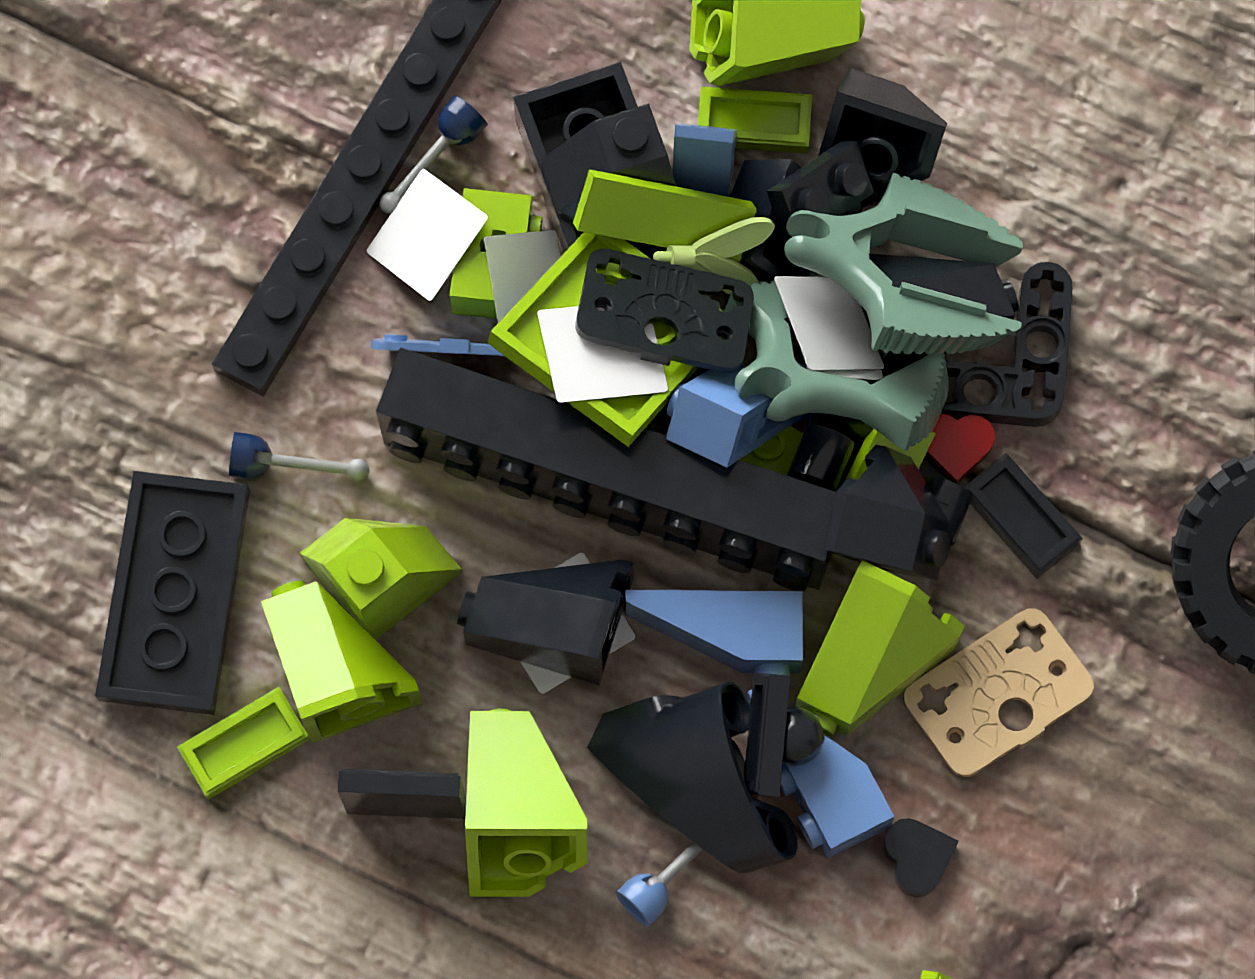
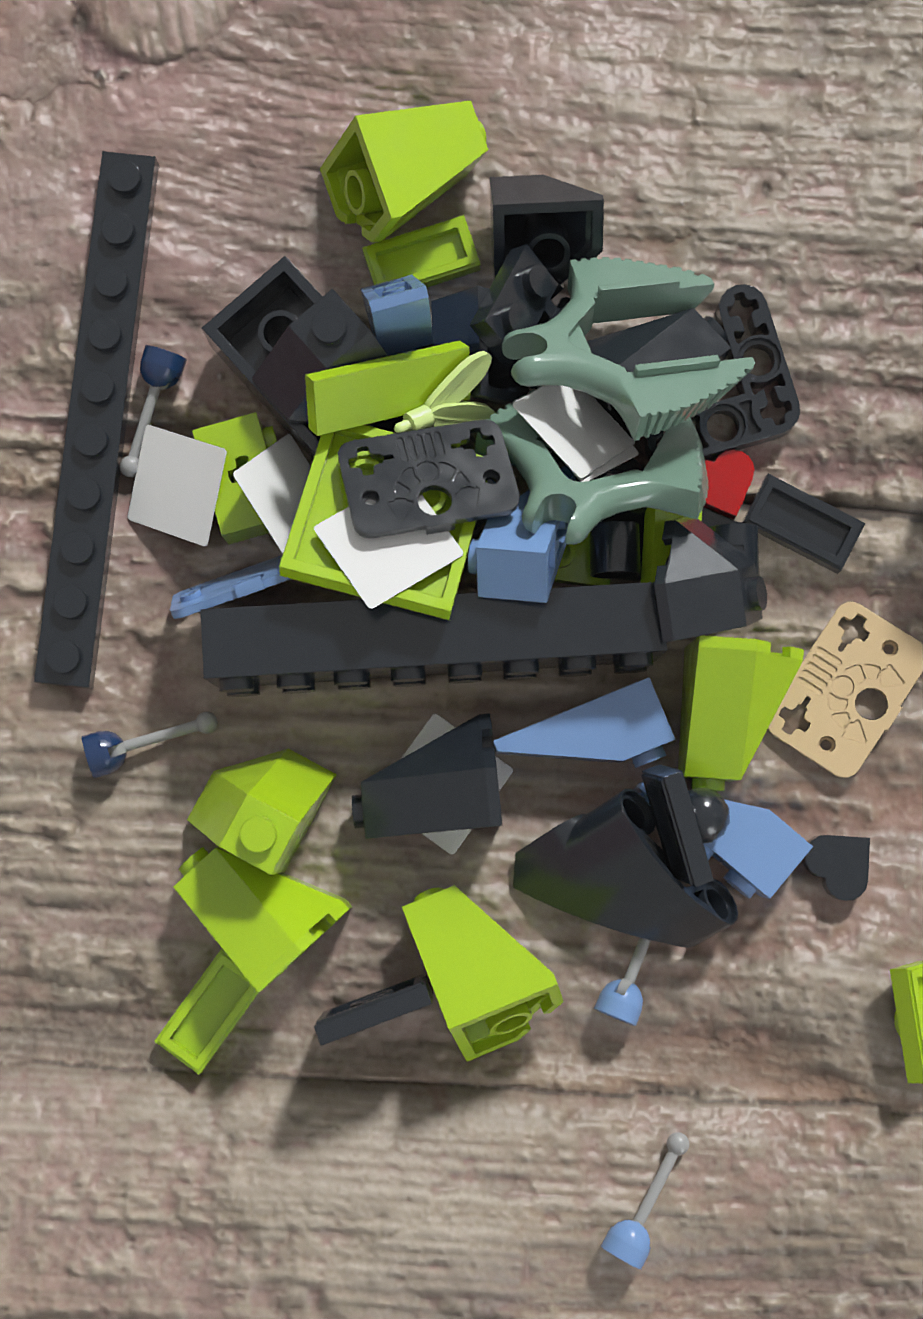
camera: 25 degrees left, 10 degrees up
(173, 593) = (90, 904): black plate -> none

